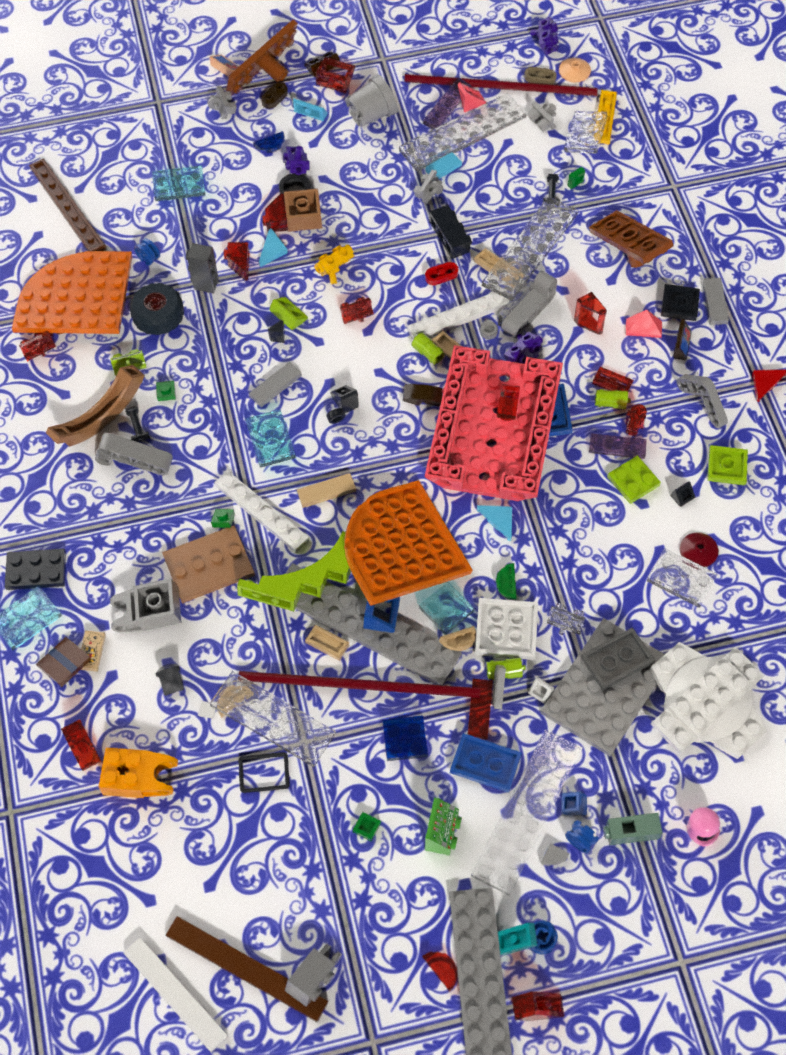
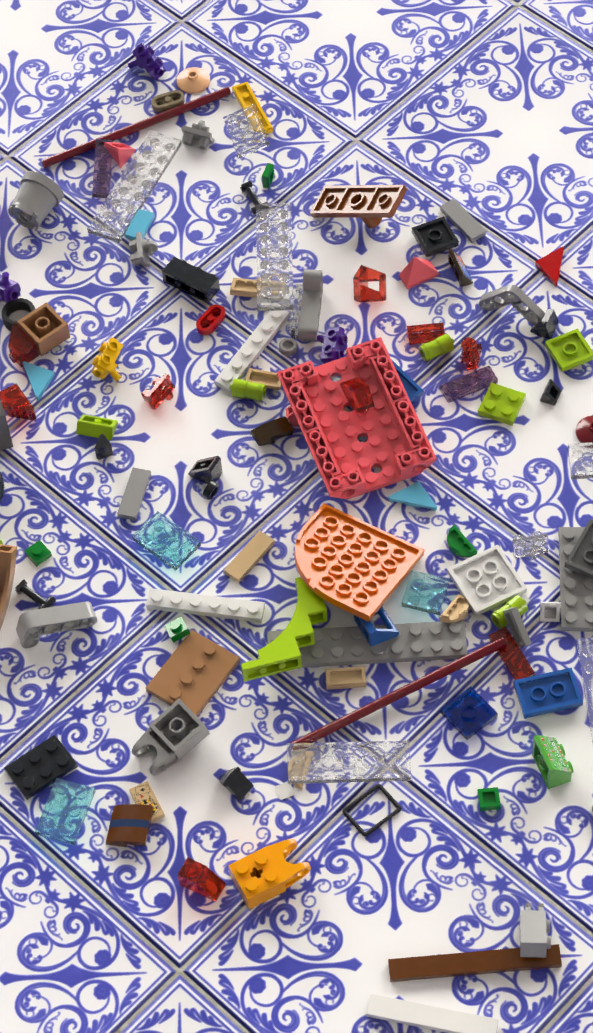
camera: 30 degrees left, 5 degrees down
(722, 432) = (547, 325): none -> black tile

